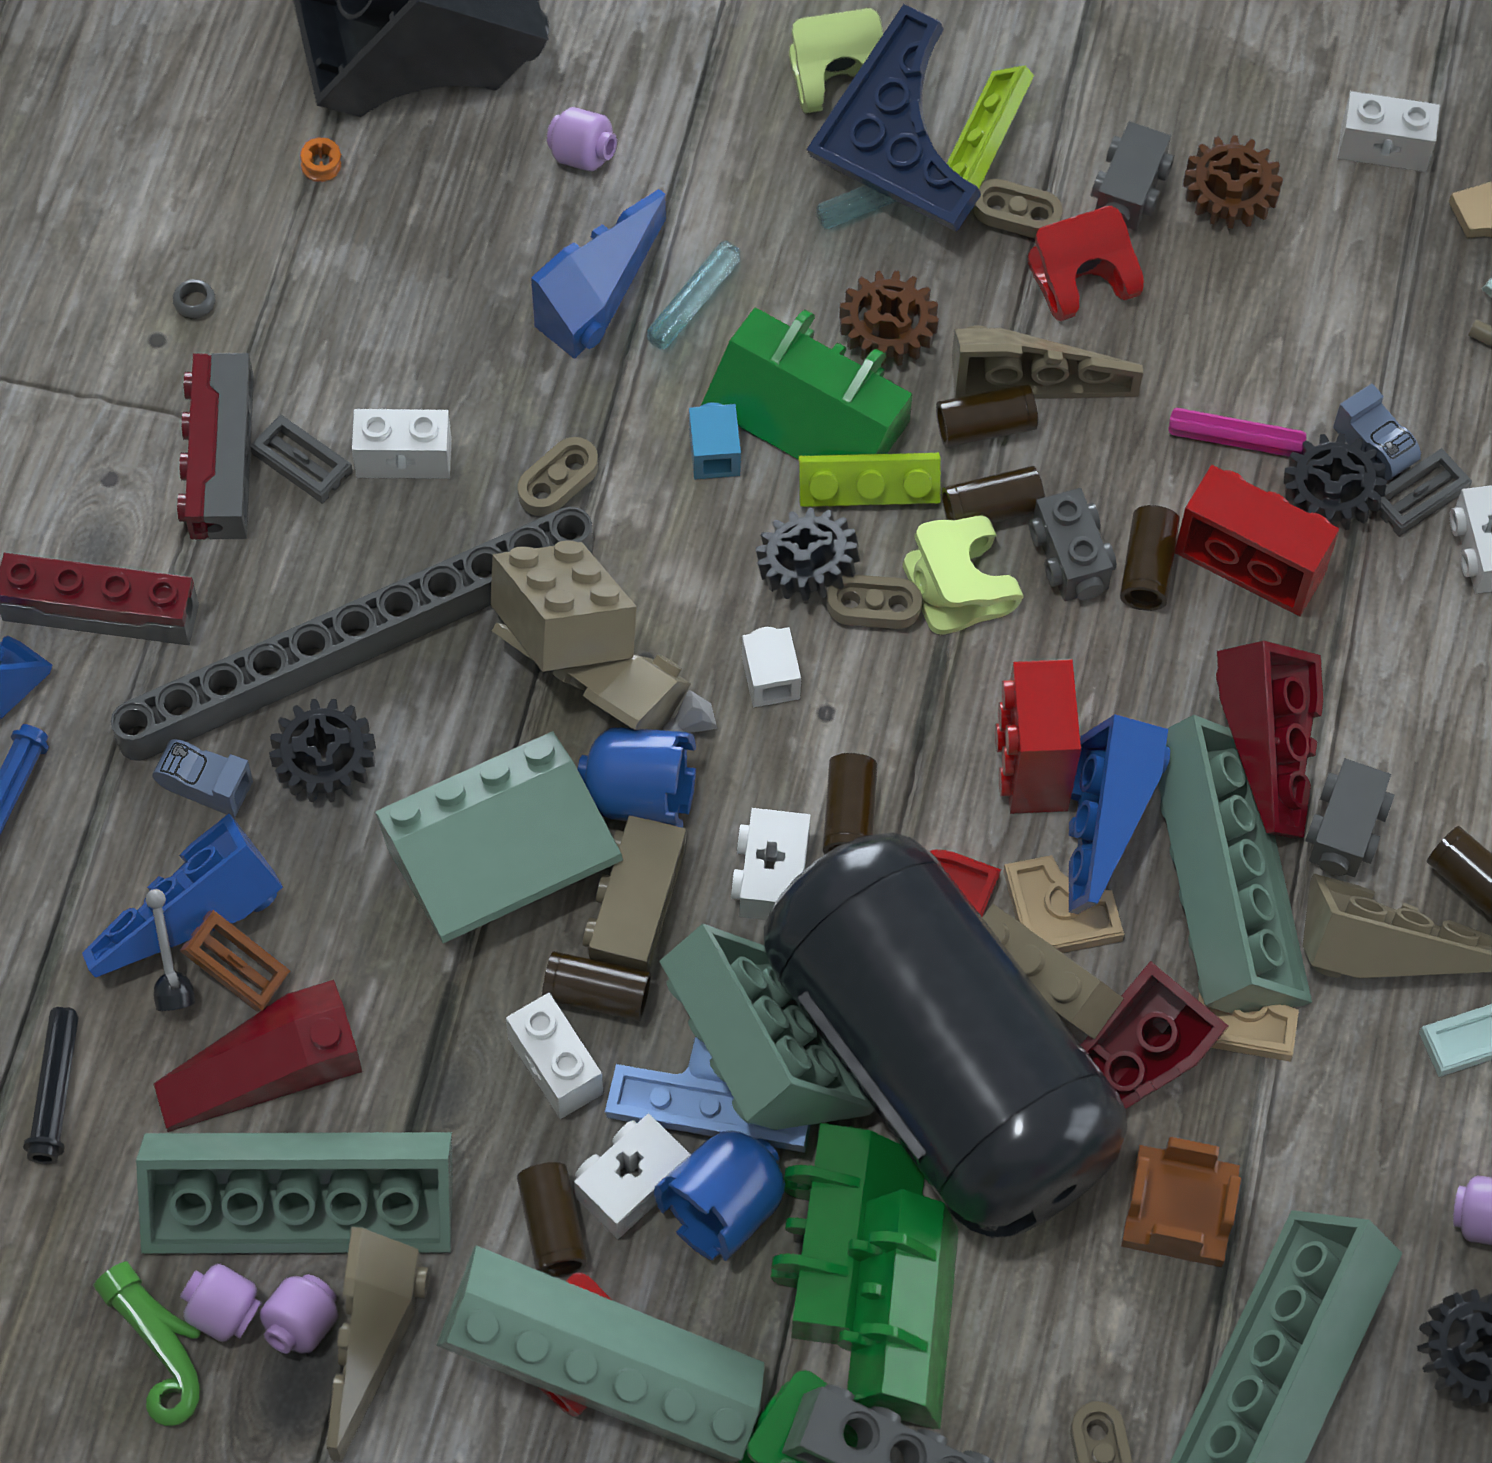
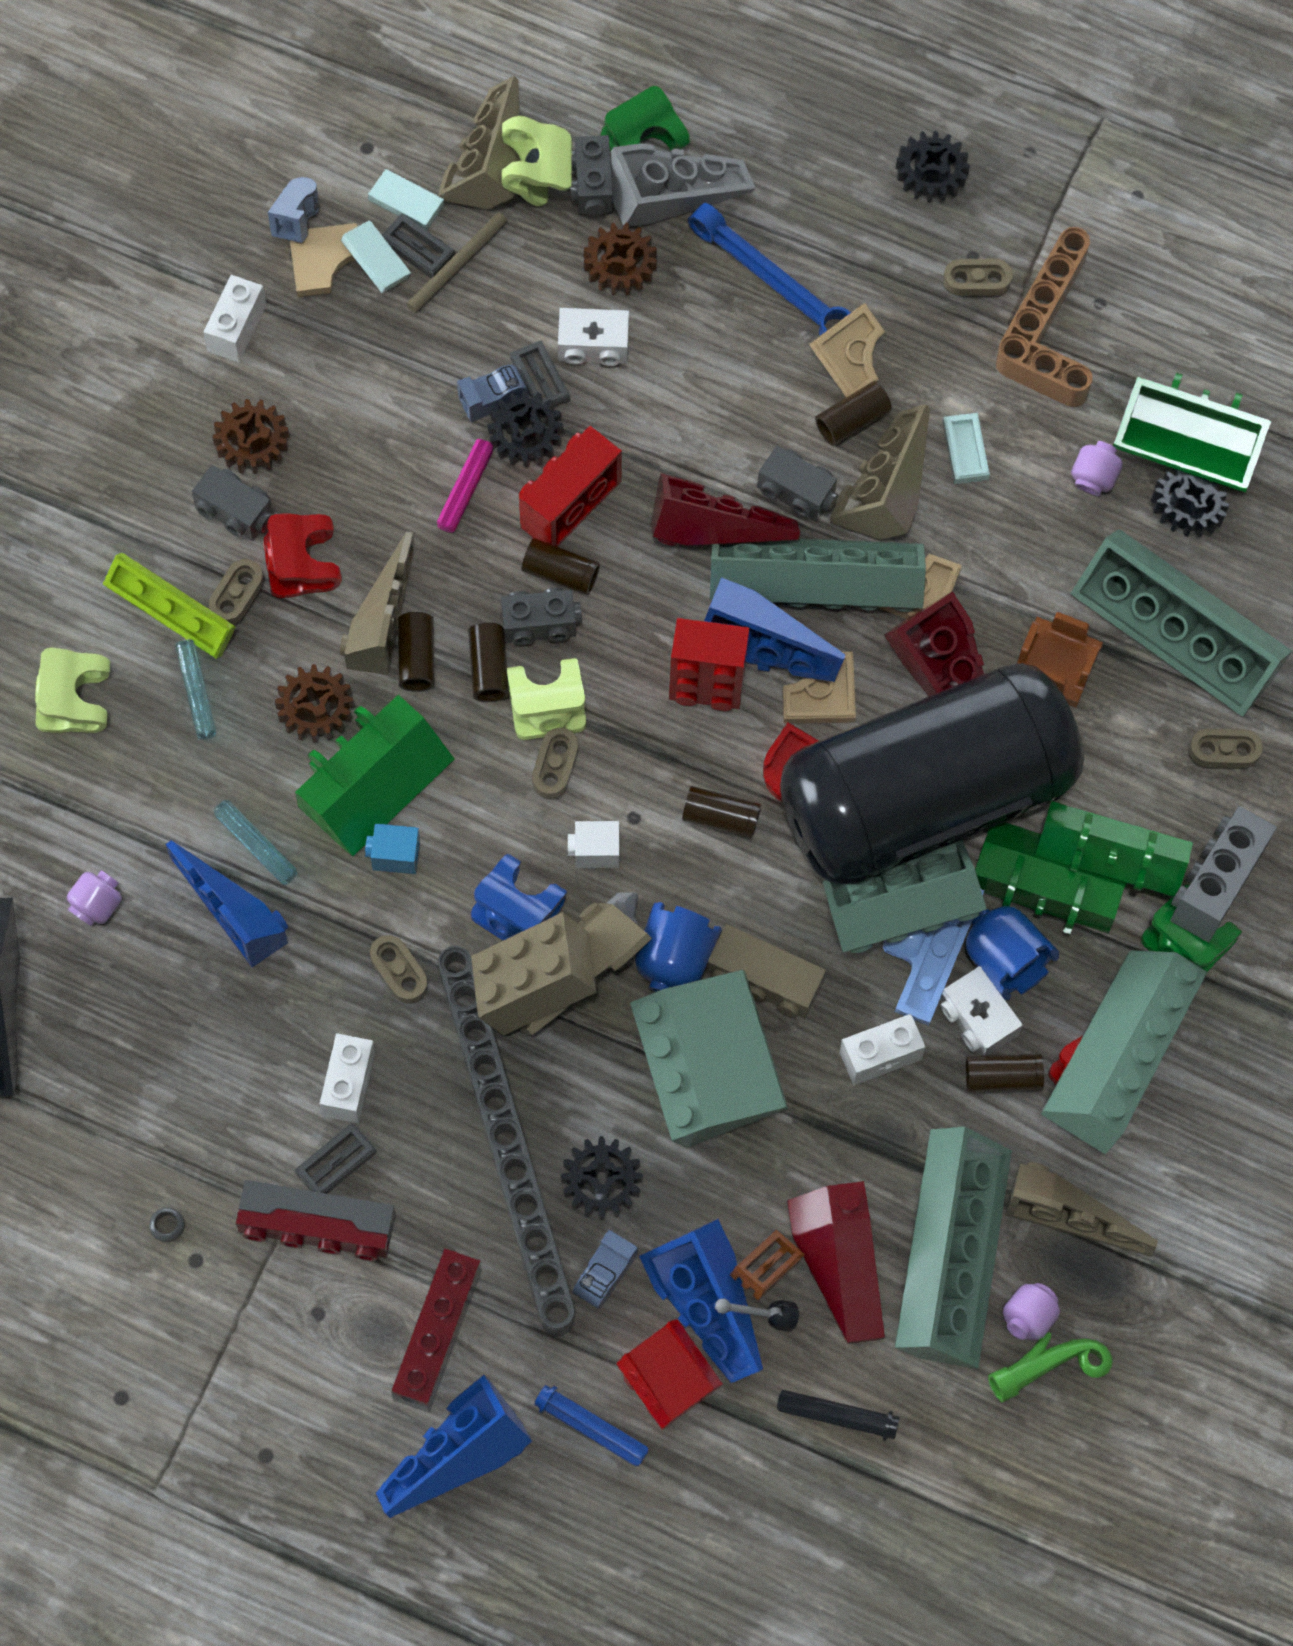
camera: 80 degrees left, 5 degrees up
(81, 873) = (668, 1373): none -> red slope
(299, 1314) = (1048, 1258): lavender head -> none
(320, 172) = (59, 1095): orange bush -> none
(597, 985) = (830, 1012): dark brown pin -> none
(663, 568) = (507, 910): none -> blue piece
(773, 838) = (747, 858): white brick -> none
(808, 554) = (508, 813): black gear -> none
(869, 479) = (452, 745): lime plate -> none
(881, 130) = (154, 670): dark blue plate -> none
(1059, 979) = (899, 689): dark tan brick -> none

